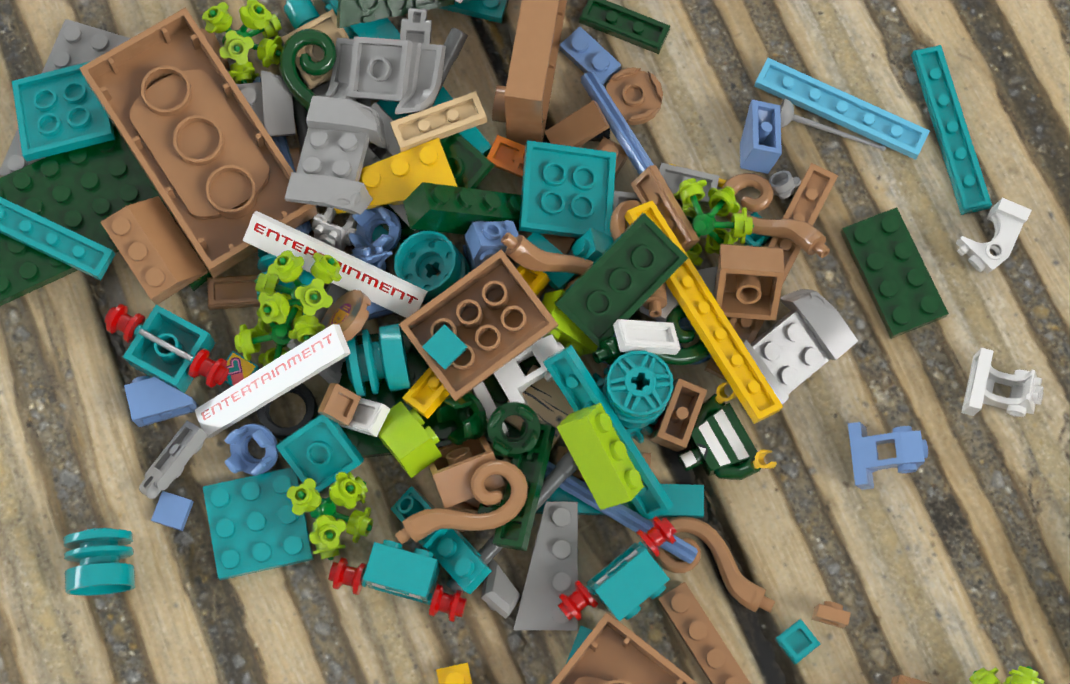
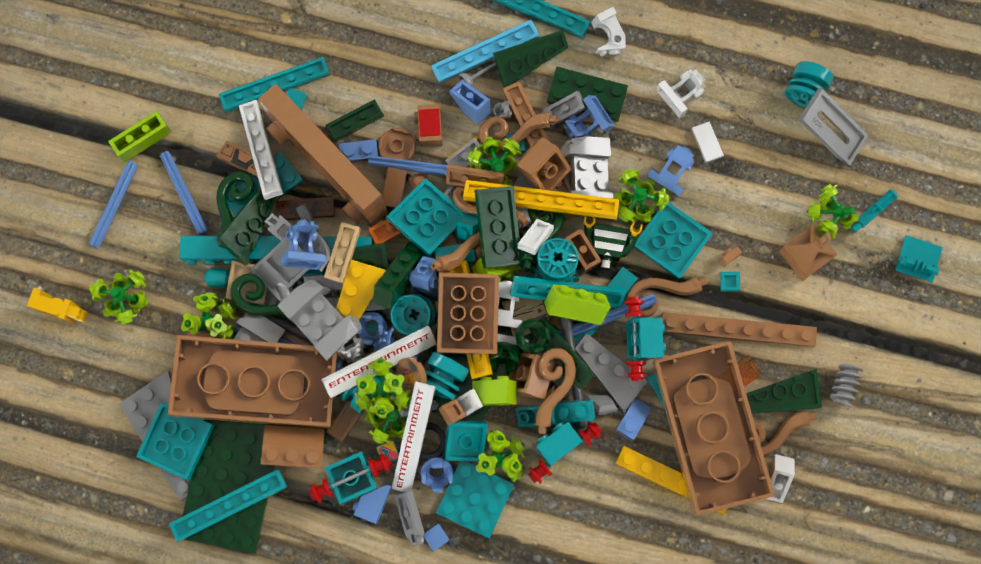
camera: 50 degrees left, 5 degrees up
(423, 55) = (302, 233): none -> medium blue tile
(444, 347) = (467, 338): teal tile -> none
(474, 54) = (318, 207): none -> reddish brown tile
(512, 648) = (633, 419): none -> medium blue slope
(690, 112) = (429, 125): none -> brick
(791, 523) = (672, 240): none -> teal plate
(797, 422) = (642, 190): none -> lime plant
(840, 285) = (575, 127): none -> medium blue tile
(851, 257) = (566, 107): none -> light grey hinge
(876, 161) = (523, 58): none -> dark green wing
(960, 471) = (707, 142): none -> white tile

